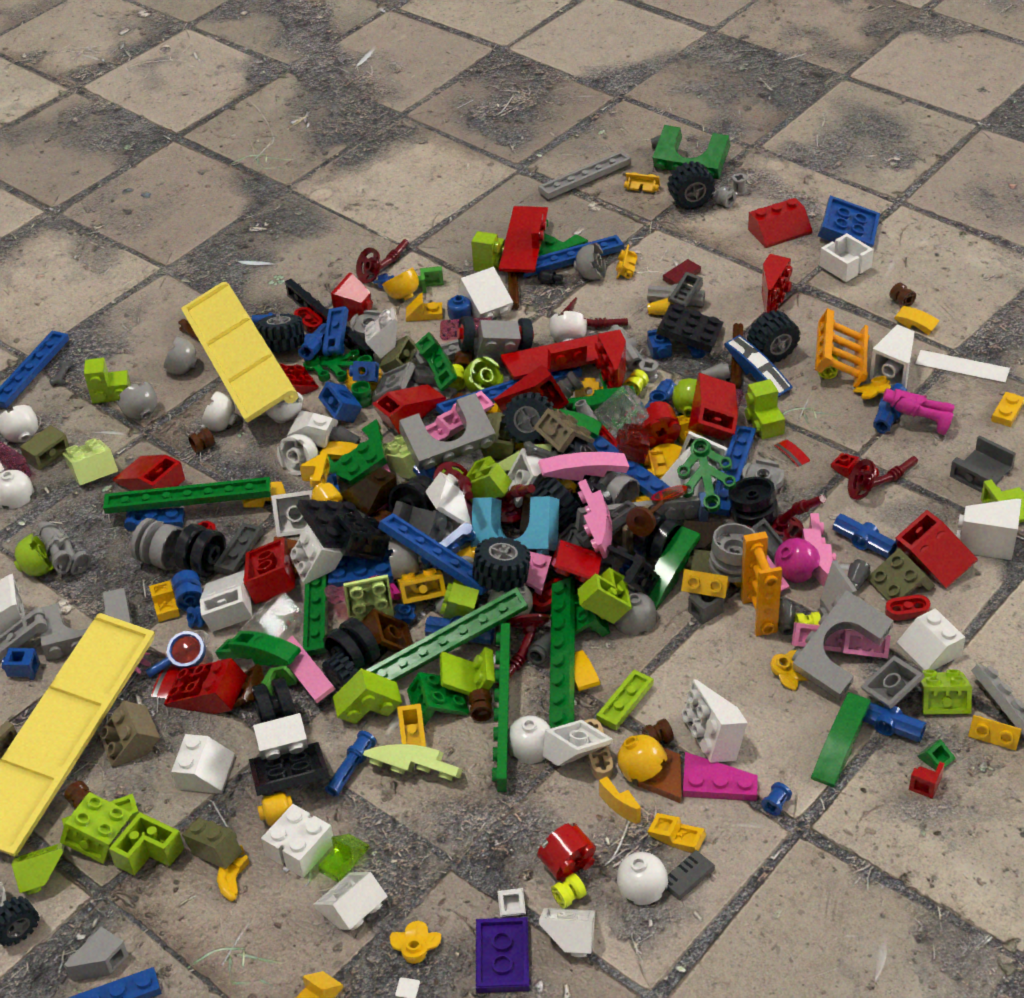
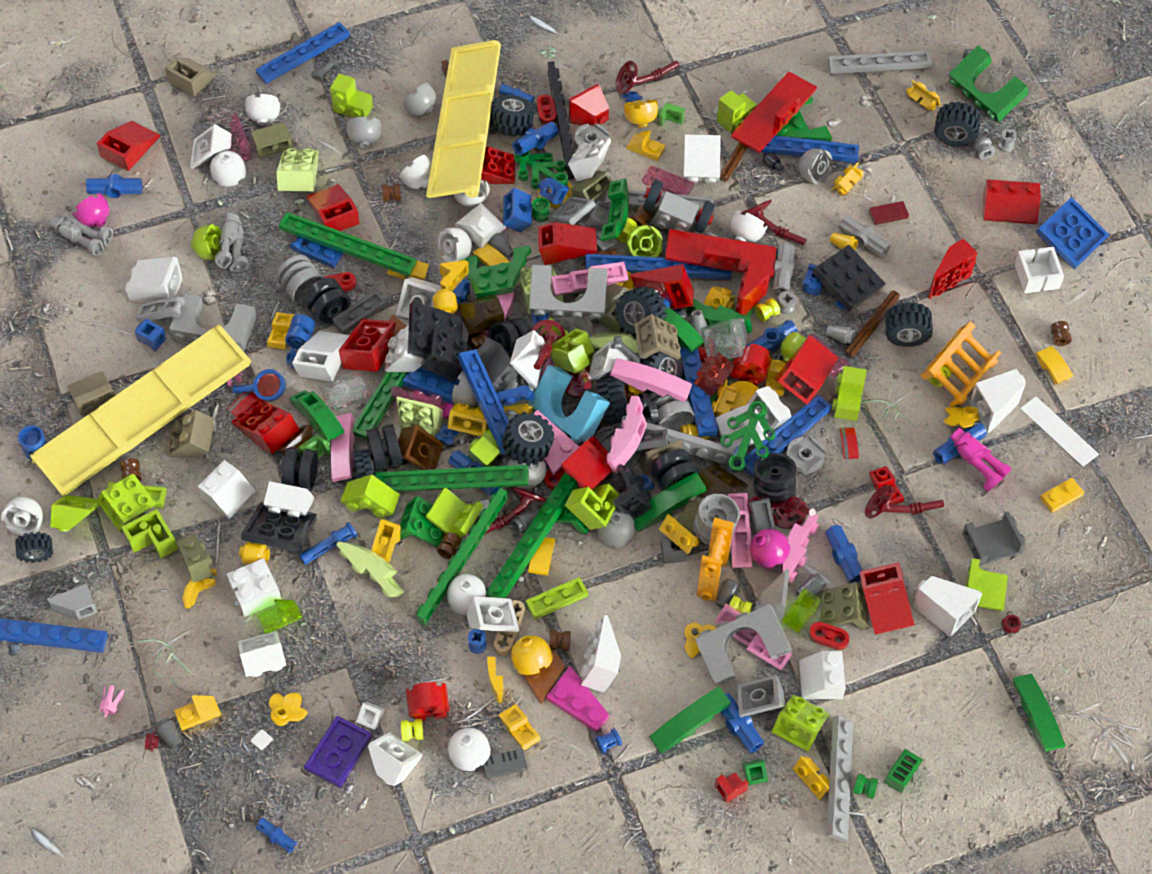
camera: 25 degrees right, 15 degrees up
(335, 331) = (554, 137): blue plate -> none
(459, 307) = (672, 160): blue head -> none
(570, 384) = (703, 289): dark grey wheel -> none
(574, 776) = (477, 641): none -> blue bush
(642, 521) = (703, 438): reddish brown piece -> none
(688, 278) = (878, 226): dark grey slope -> none
(757, 364) = (878, 345): slope -> none
(869, 588) = (802, 609): none -> clear neon green slope

